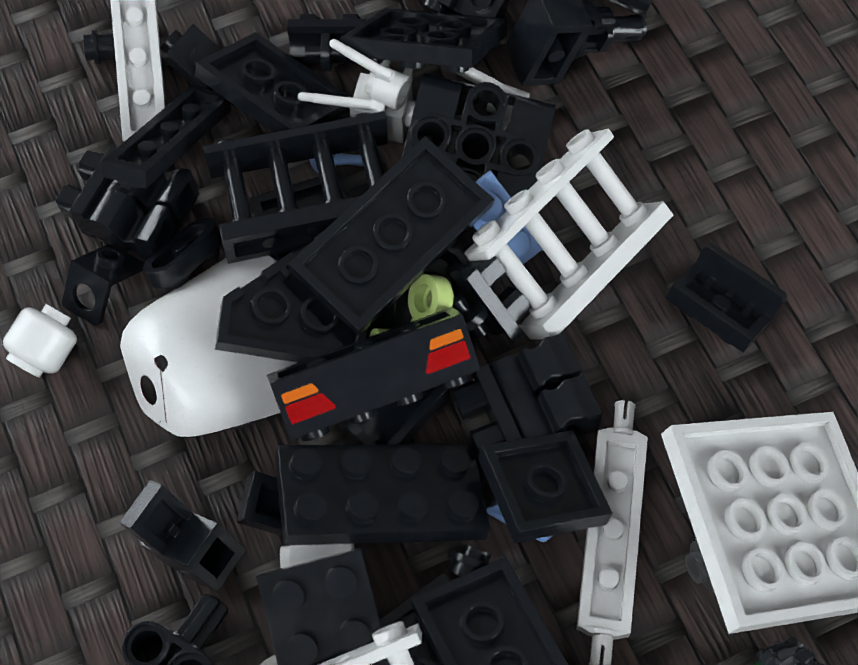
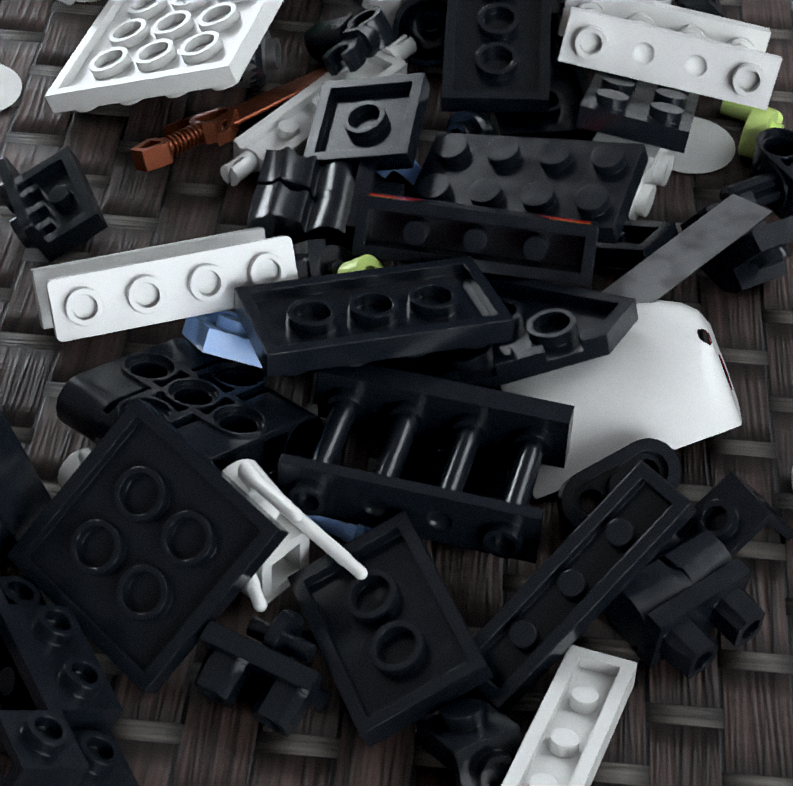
camera: 155 degrees left, 20 degrees down
(212, 464) = (689, 250): none -> flat silver sticker
(627, 616) = (349, 39): none -> black bar
(666, 515) = (214, 125): none -> copper sword

